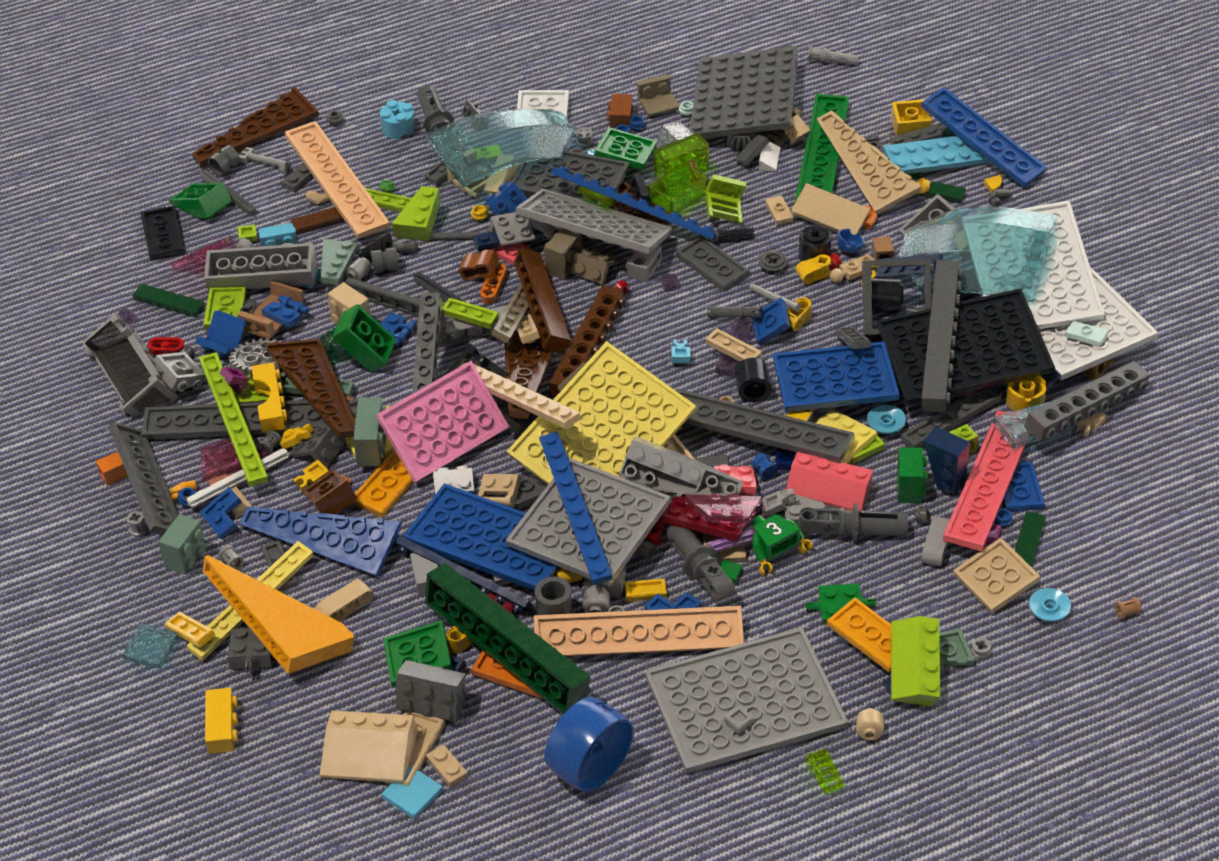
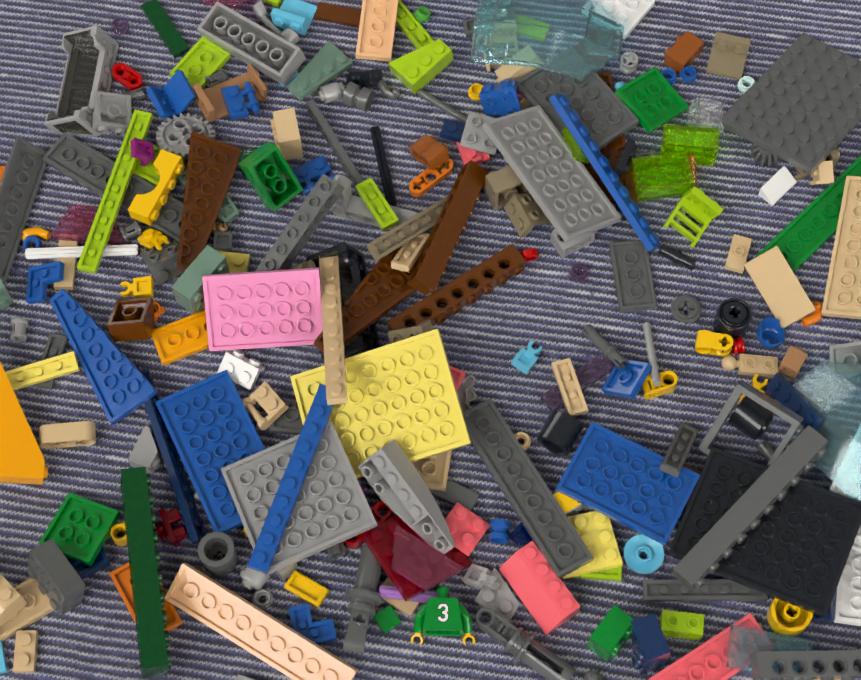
camera: 35 degrees right, 20 degrees up
(752, 150) = (764, 171): dark grey tile -> none

